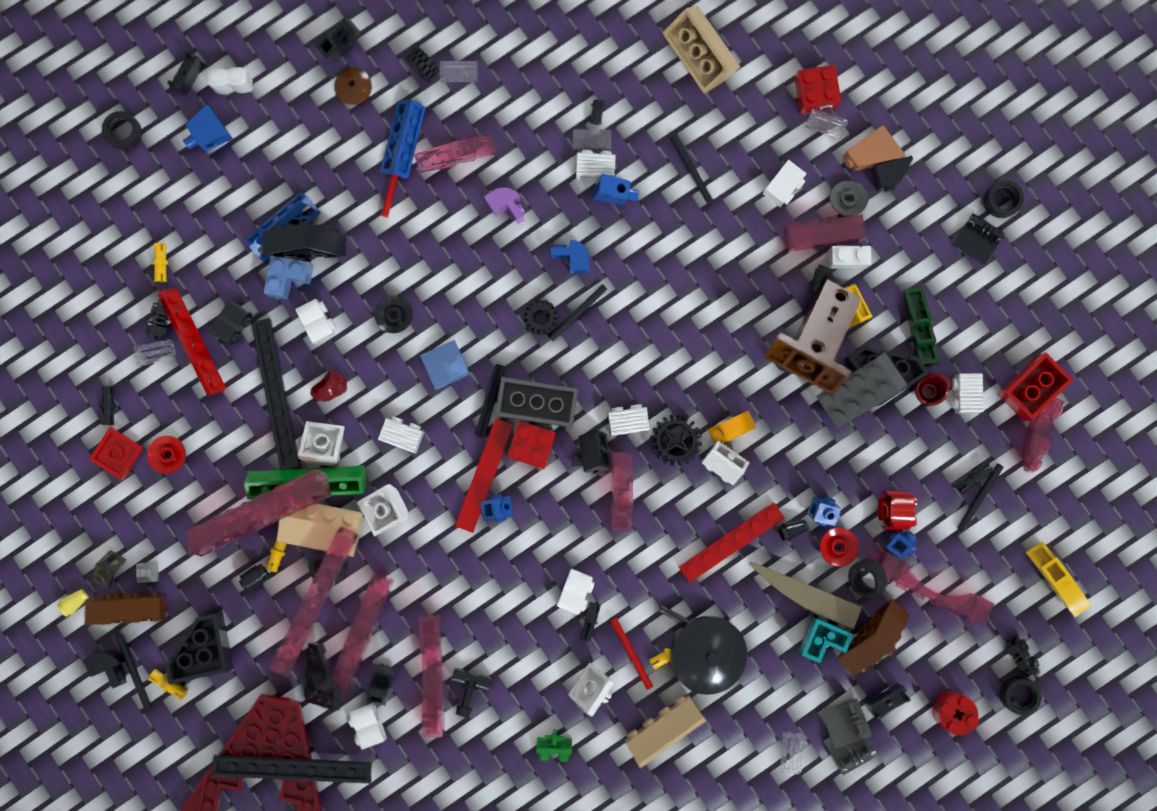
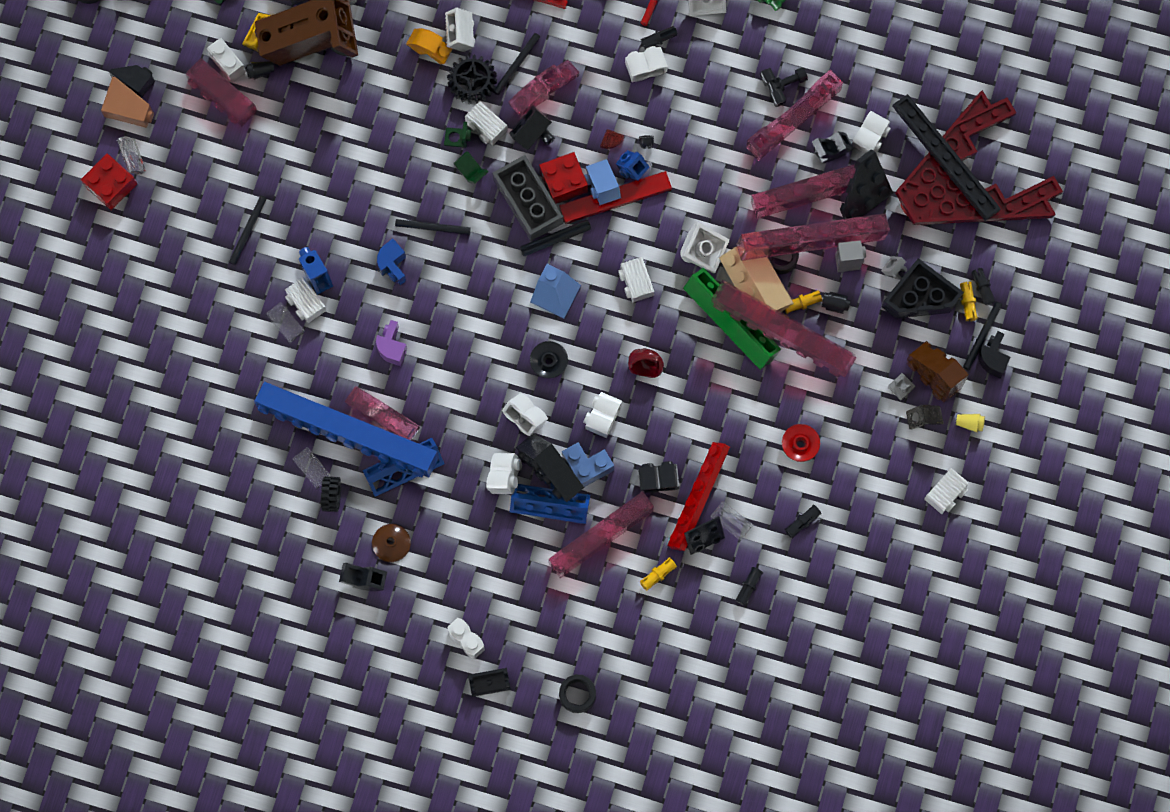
camera: 130 degrees left, 10 degrees down
(34, 535) = (946, 491): none -> white brick
(94, 323) = (749, 586): none -> black axle
(116, 453) = (832, 483): red plate -> none
(168, 706) = (983, 286): none -> black axle
(206, 130) = (522, 624): blue torso -> none
(223, 242) = (601, 535): none -> clear pink brick
(243, 648) = (893, 266): none -> light grey tile
(275, 394) = (685, 402): black tile -> none
(276, 619) = (850, 256): none -> light grey brick
(321, 443) = (693, 333): white slope -> none
(330, 206) = (503, 473): none -> white brick
(363, 260) = (525, 414): none -> white brick
(389, 196) = (457, 441): red bar -> none
(461, 113) = (346, 429): none -> blue brick
(501, 473) = (603, 182): none -> medium blue brick
(511, 538) = (646, 140): none -> black hinge
(535, 511) = (611, 139): none -> clear red tile
(536, 306) = (456, 239): black tyre -> none
(597, 111) = (260, 334): black pin -> none
(599, 378) = (470, 168): none -> dark green bracket
(631, 396) = (465, 135): none -> dark green bracket
(661, 488) = (515, 65): none -> black bar
(700, 49) = (145, 293): tan slope -> none
(784, 184) = (205, 150): white brick -> none
(849, 191) = (171, 91): dark grey dish -> none

